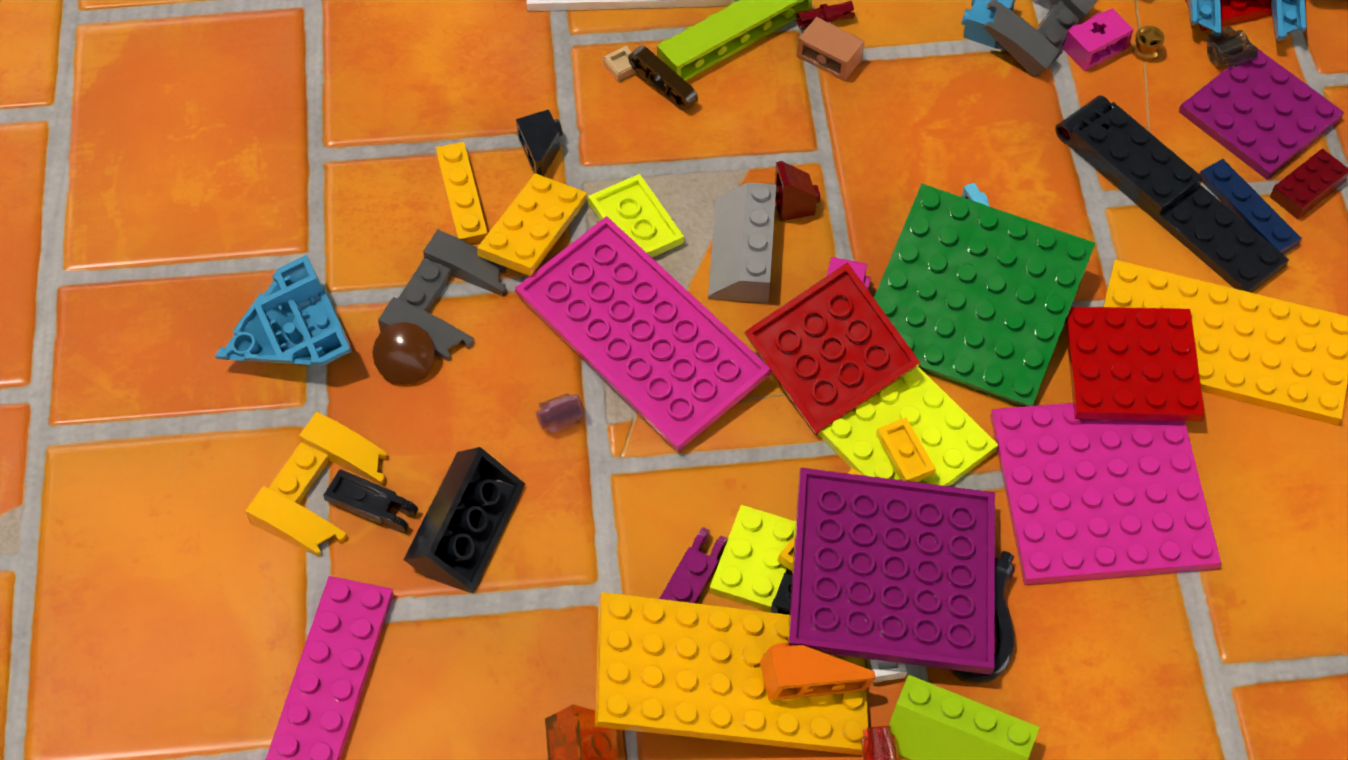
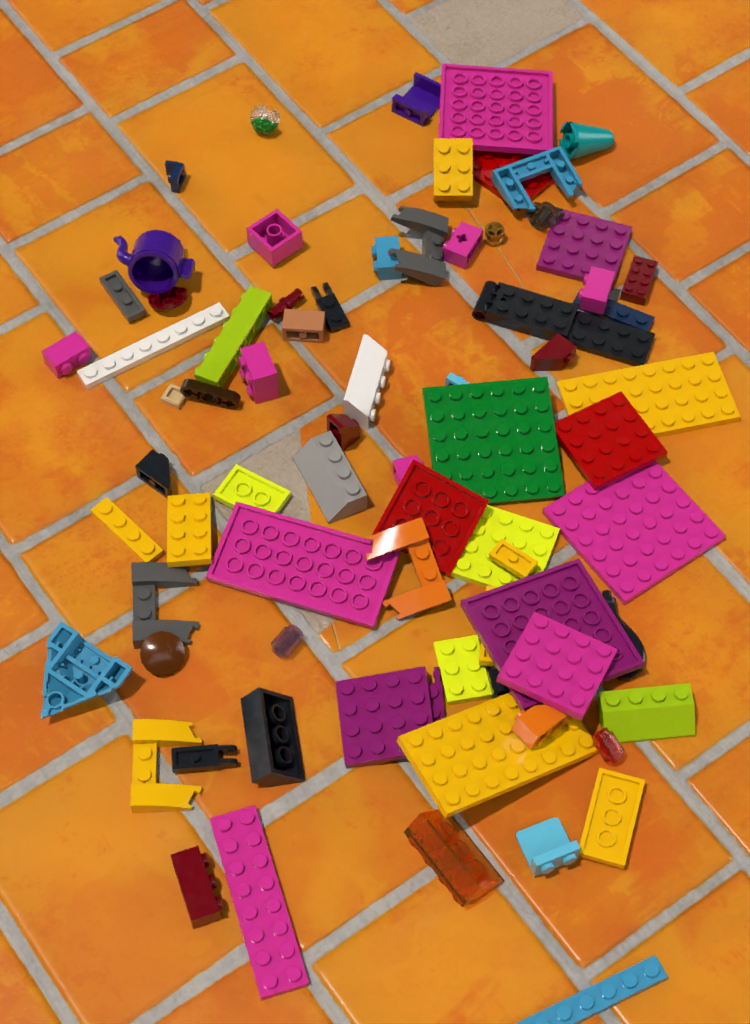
camera: 30 degrees left, 0 degrees up
(257, 649) = (197, 886): none -> dark red brick
(617, 552) = (378, 711): none -> magenta plate
(734, 77) = (258, 373): none -> dark pink brick
(792, 361) = (433, 589): none -> orange wedge
(860, 147) = (366, 382): none -> white slope
(869, 611) = (557, 665): none -> dark pink plate
(878, 45) = (334, 314): none -> black hinge
(1130, 225) = (554, 355): none -> dark red slope
(1238, 167) = (597, 290): none -> dark pink brick

